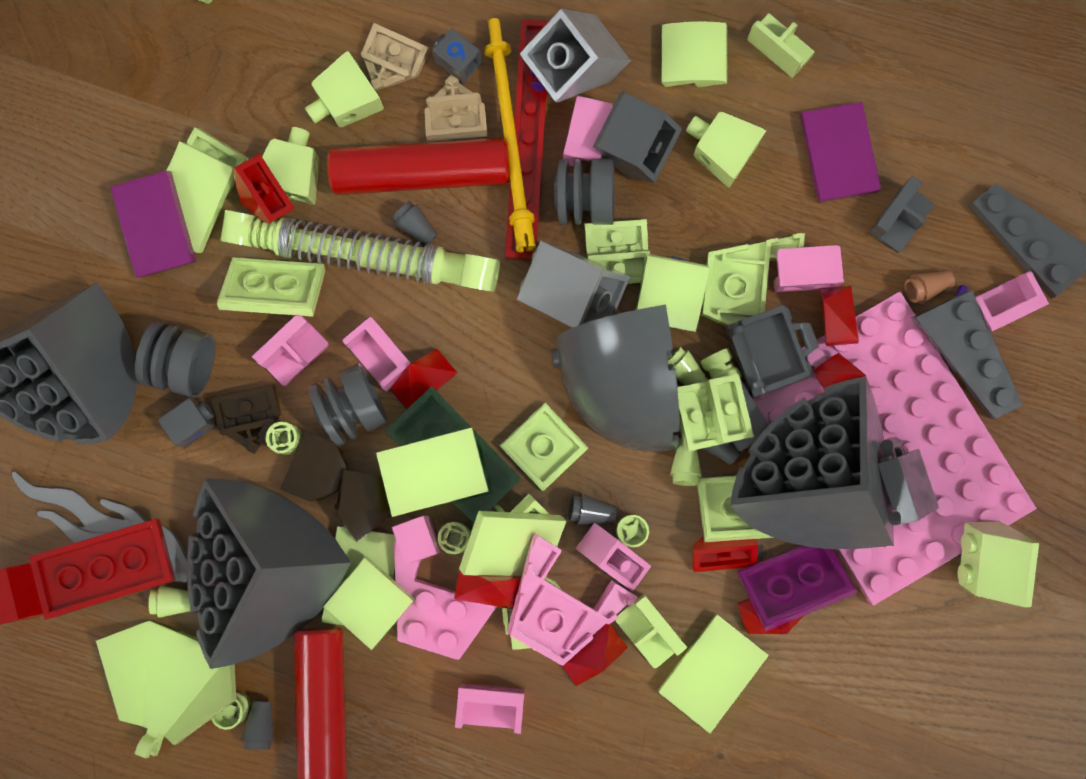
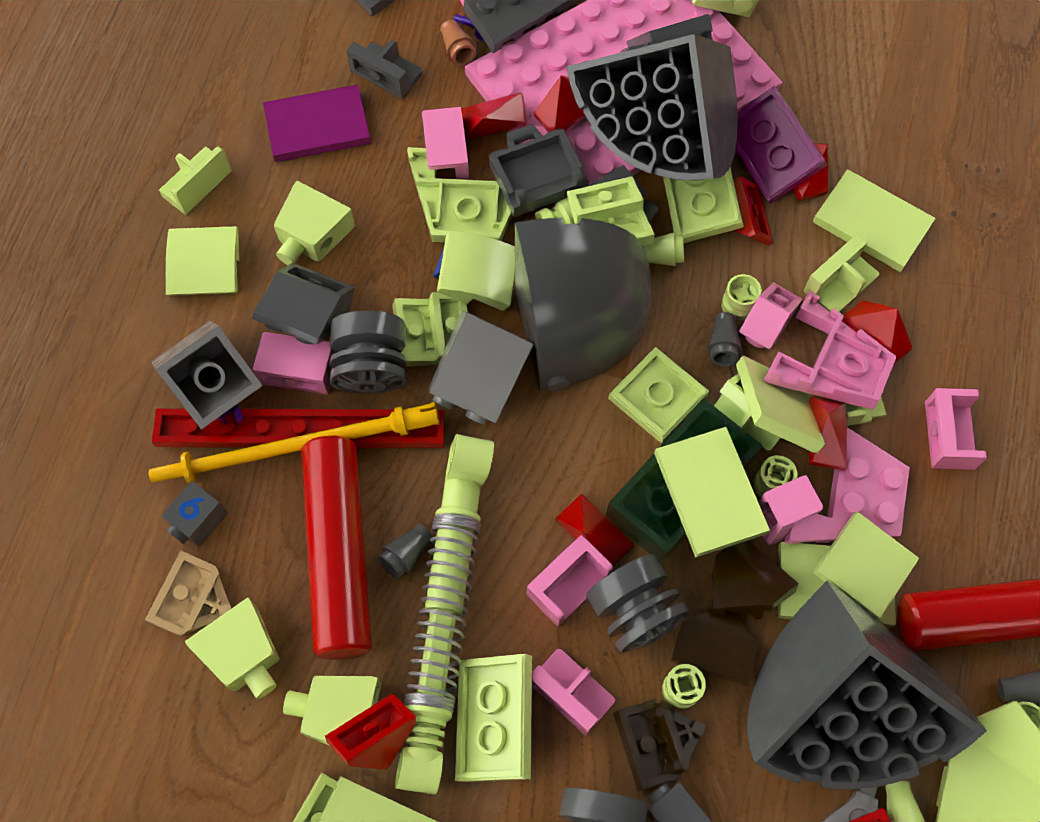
camera: 100 degrees left, 15 degrees down
(455, 113) = (266, 516): tan slope -> none

